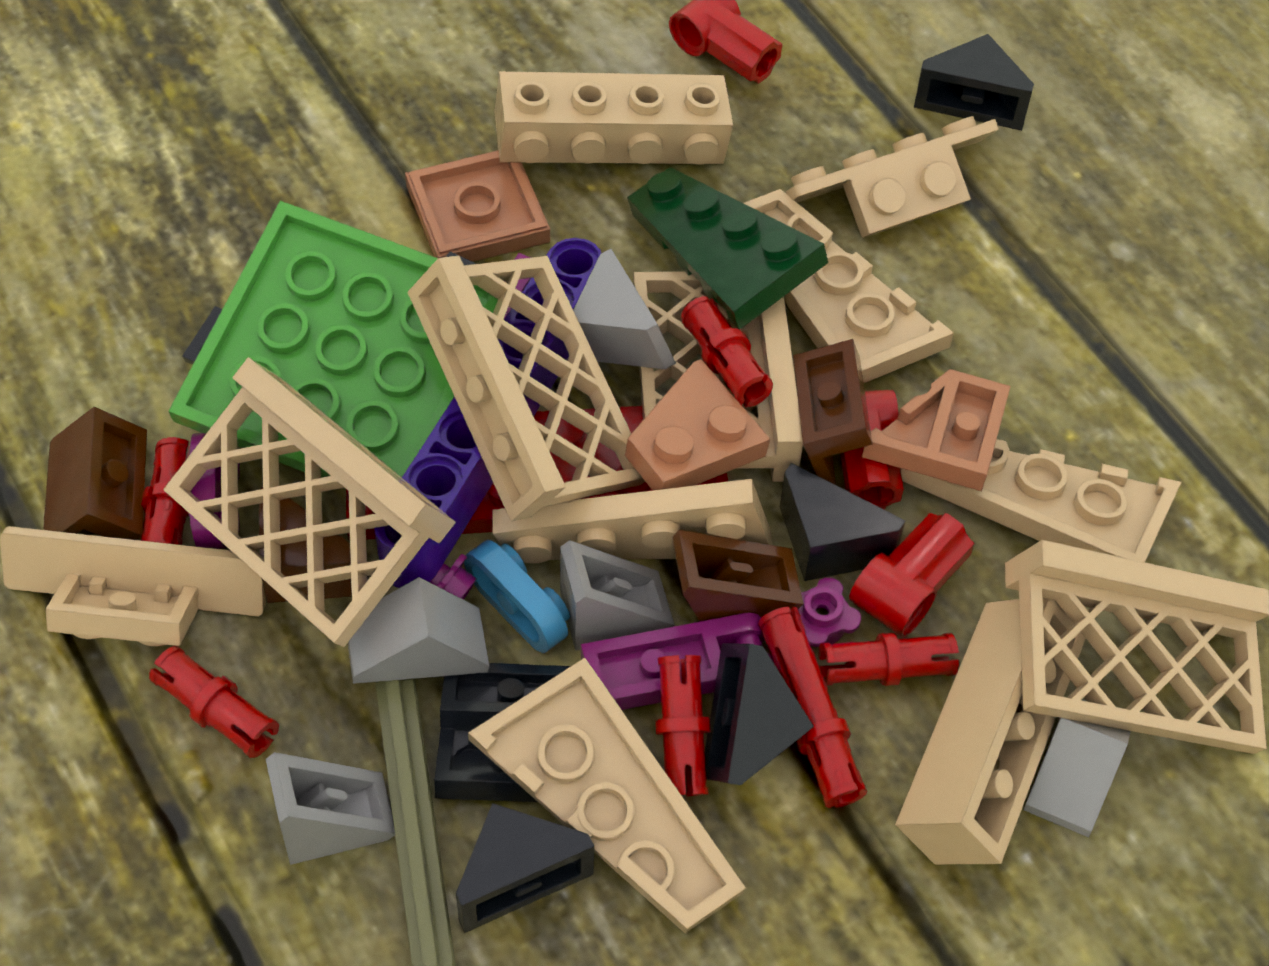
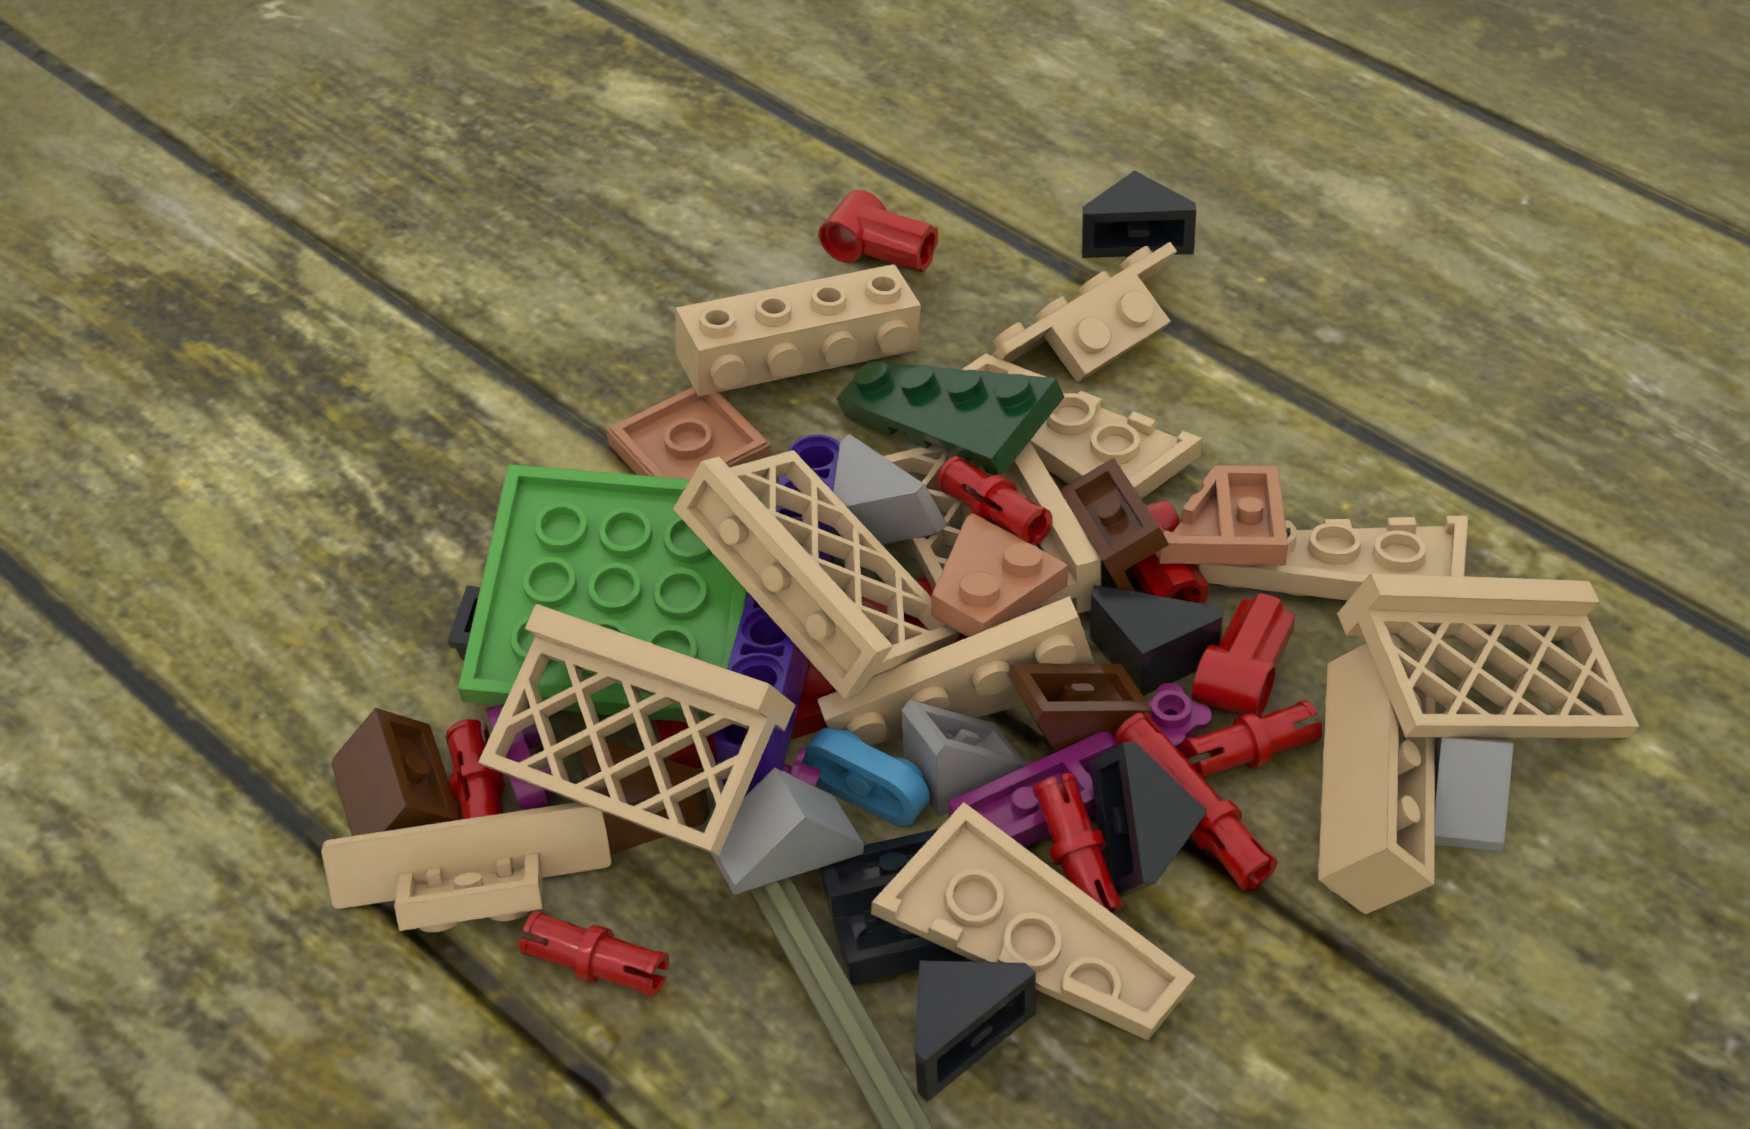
camera: 10 degrees left, 10 degrees down
(328, 806) = (746, 1018): light grey slope -> none

